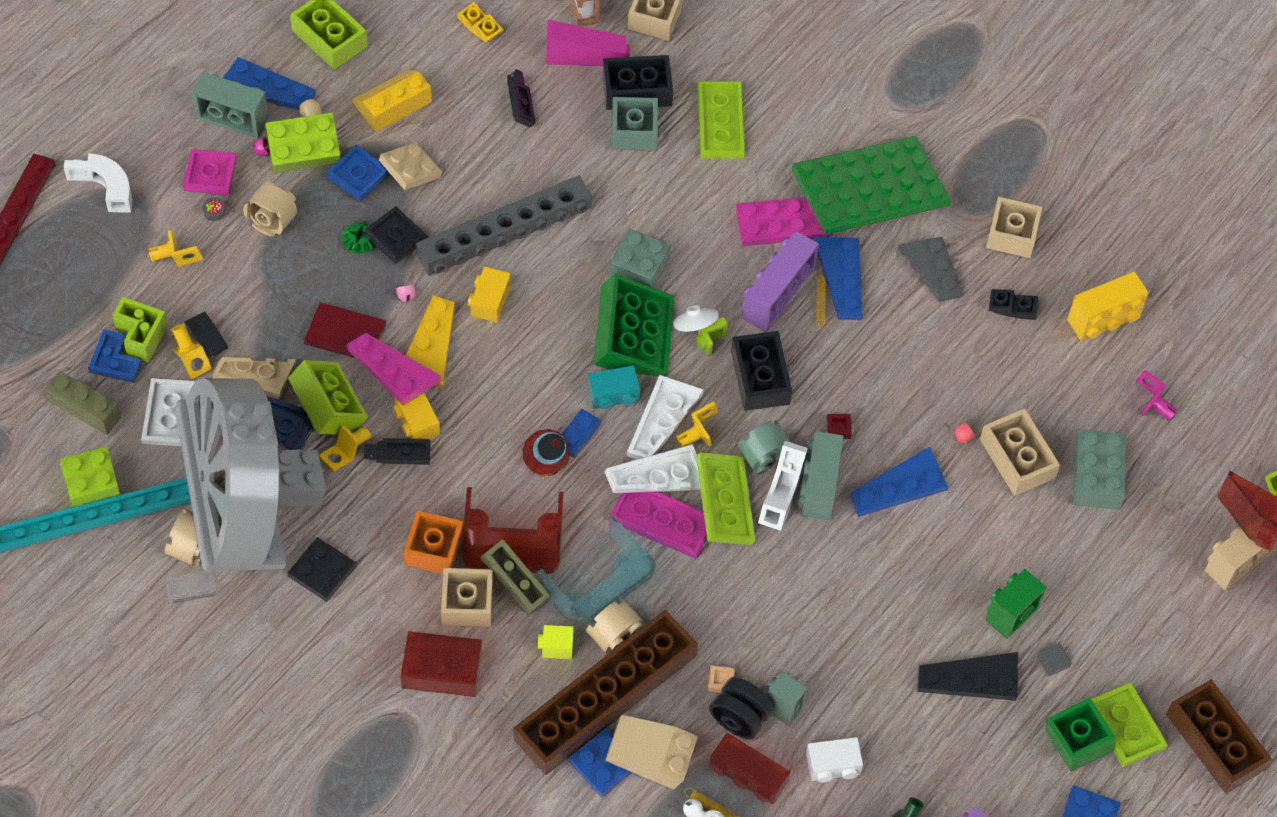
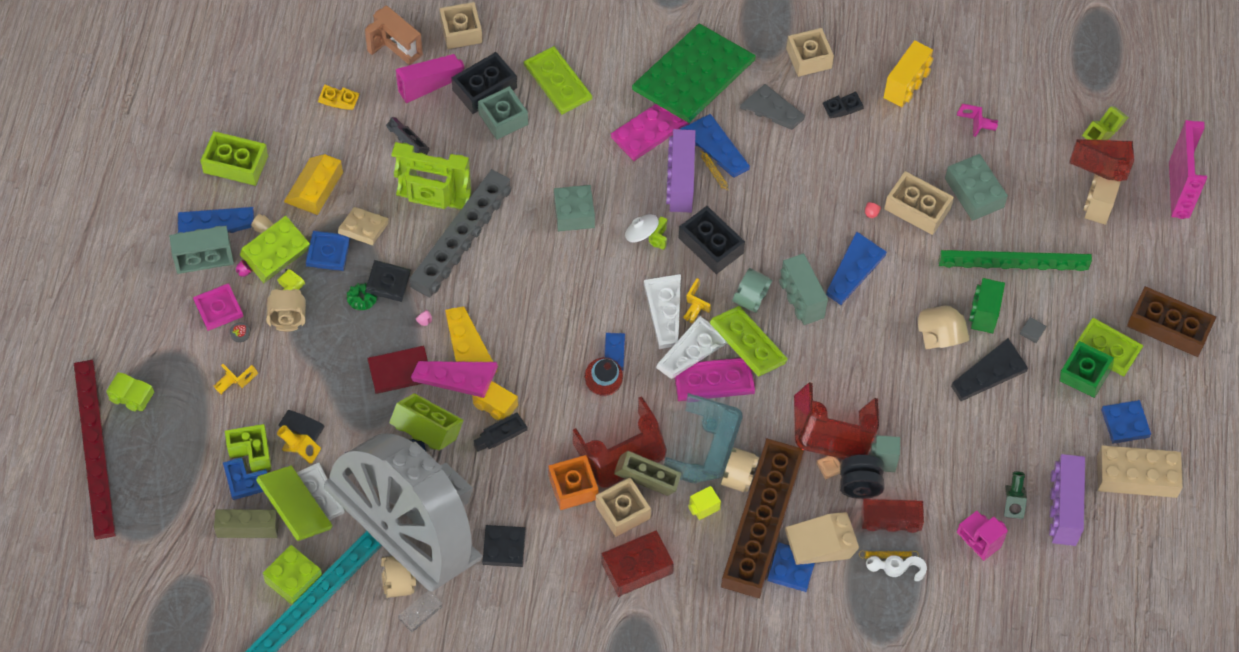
camera: 30 degrees left, 0 degrees up
(65, 210) = (130, 392): none -> lime brick
(106, 172) = (143, 348): white arch -> none
(140, 407) = (294, 503): none -> lime tile
(269, 373) = (355, 434): tan wing -> none
(299, 184) = (290, 280): none -> neon yellow piece
(345, 447) = (460, 450): yellow bracket -> none
(490, 294) = (486, 287): yellow brick -> none
(523, 171) = (433, 193): none -> lime piece
(613, 387) = (618, 306): teal brick -> none
(633, 327) = (601, 257): green slope -> none
(736, 648) = (832, 437): none -> clear red windscreen
(783, 486) = (781, 310): white arch -> none
(834, 759) = (942, 477): white brick -> none
(839, 424) = (787, 249): dark red plate -> none
(948, 599) = (942, 327): none -> tan brick
(1087, 572) = (1020, 260): none -> green plate

